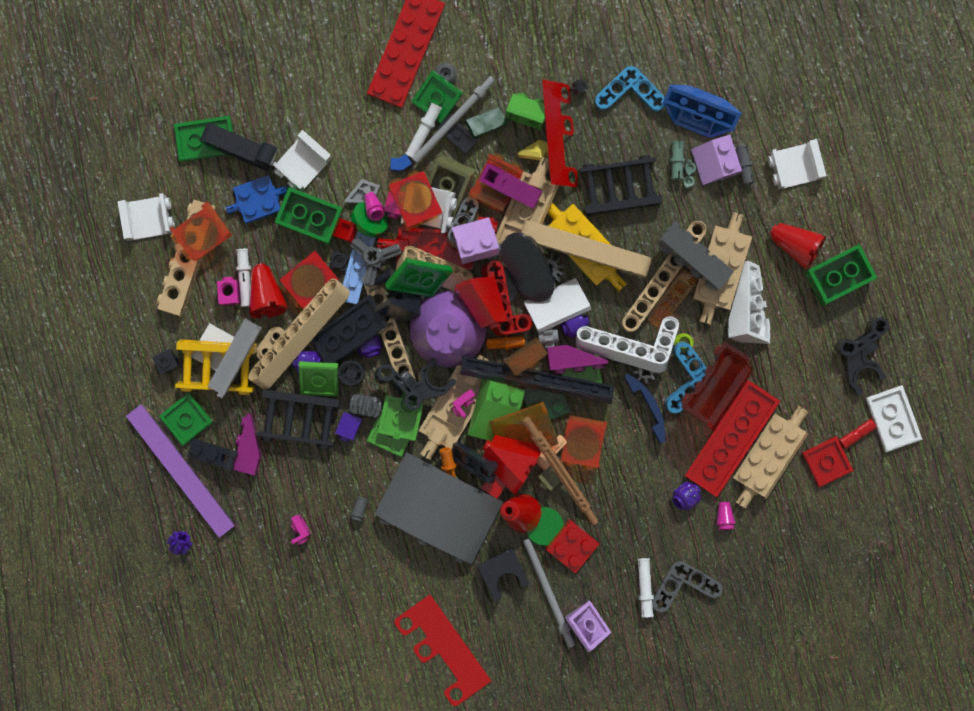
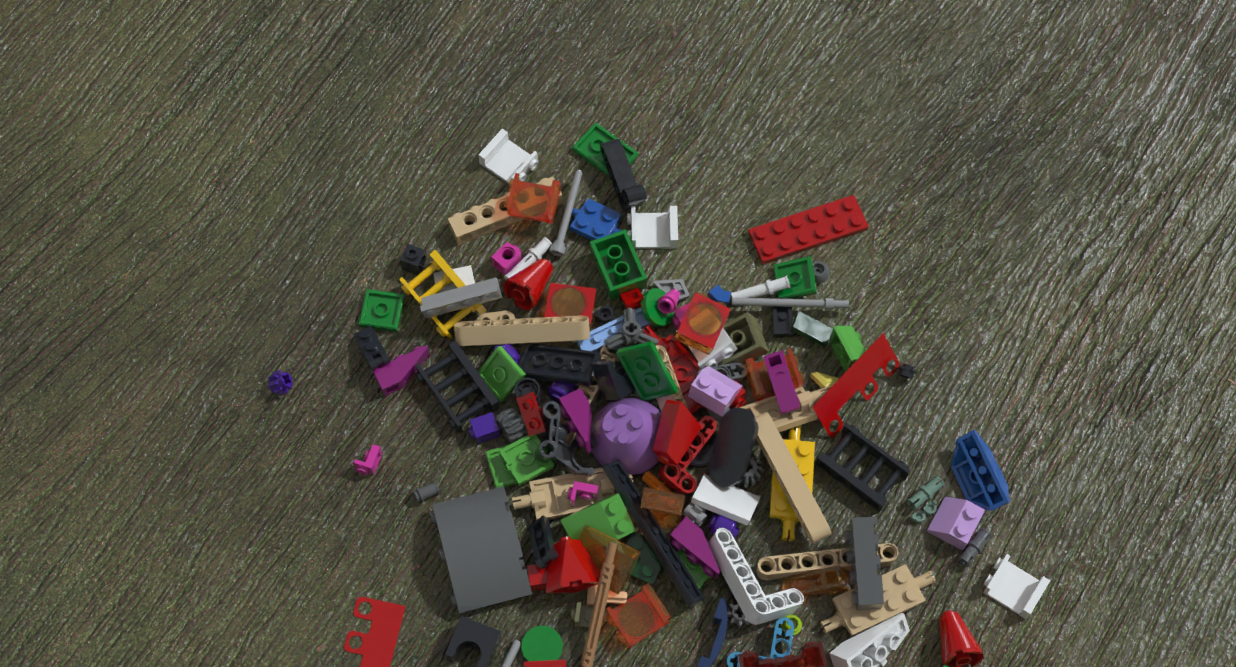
camera: 45 degrees right, 20 degrees down
(180, 470) = (337, 340): medium lavender tile -> none
(252, 244) = (558, 247): none -> light grey piece
(372, 387) = (531, 414): none -> red hinge
(404, 353) = (579, 416): none -> magenta slope
(447, 461) = (525, 523): orange axle -> none
(521, 512) = (535, 613): red cone -> none
(633, 84) = (948, 409): dark azure beam -> none

